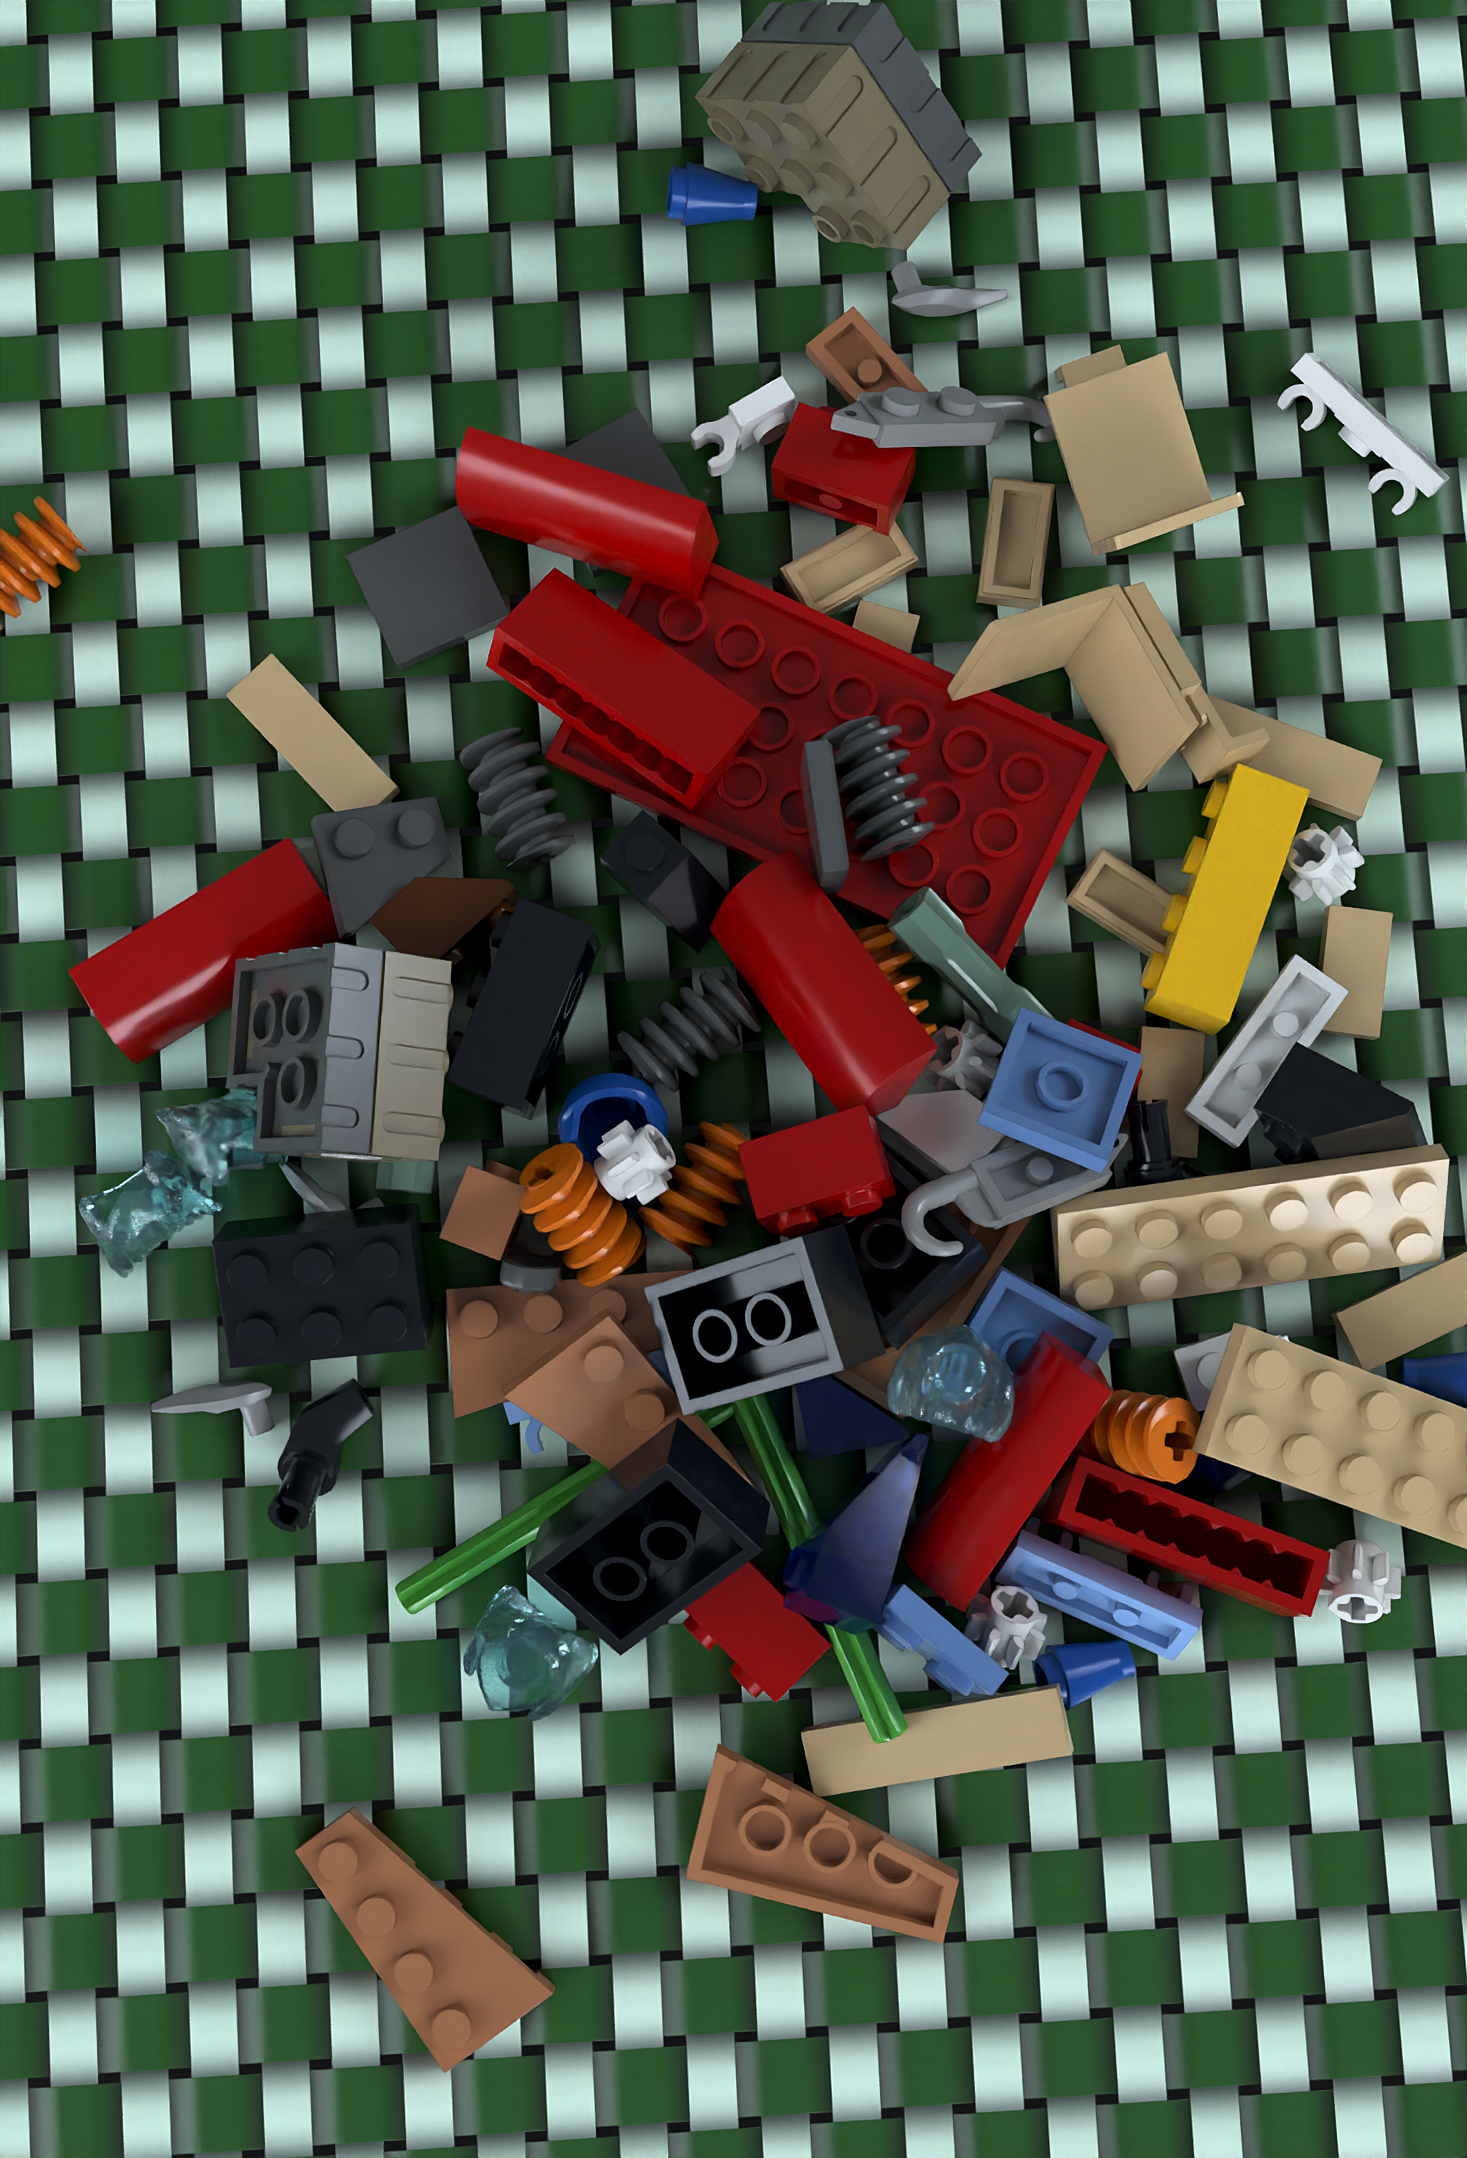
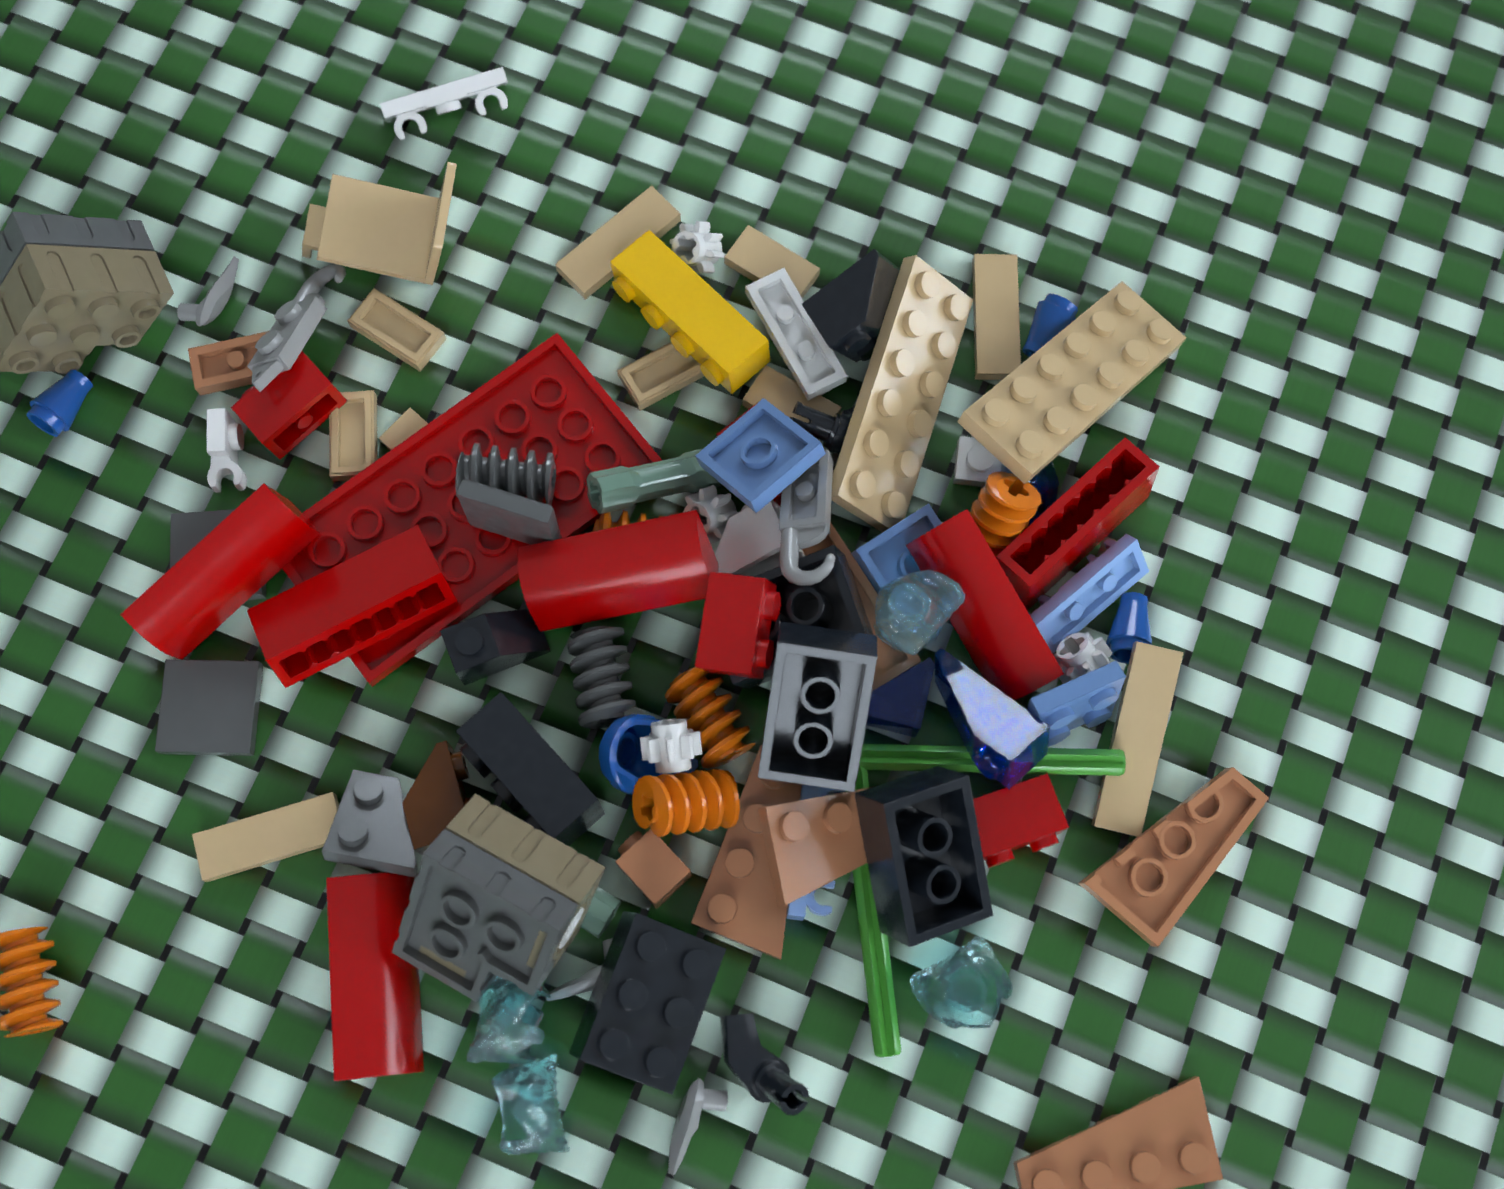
camera: 70 degrees left, 10 degrees down
(514, 799) = (385, 715): dark grey piece -> none
(532, 1261) = (698, 850): dark grey hair -> none
(1124, 672) = (520, 299): tan piece -> none
(1360, 1581) = (1150, 433): white gear -> none

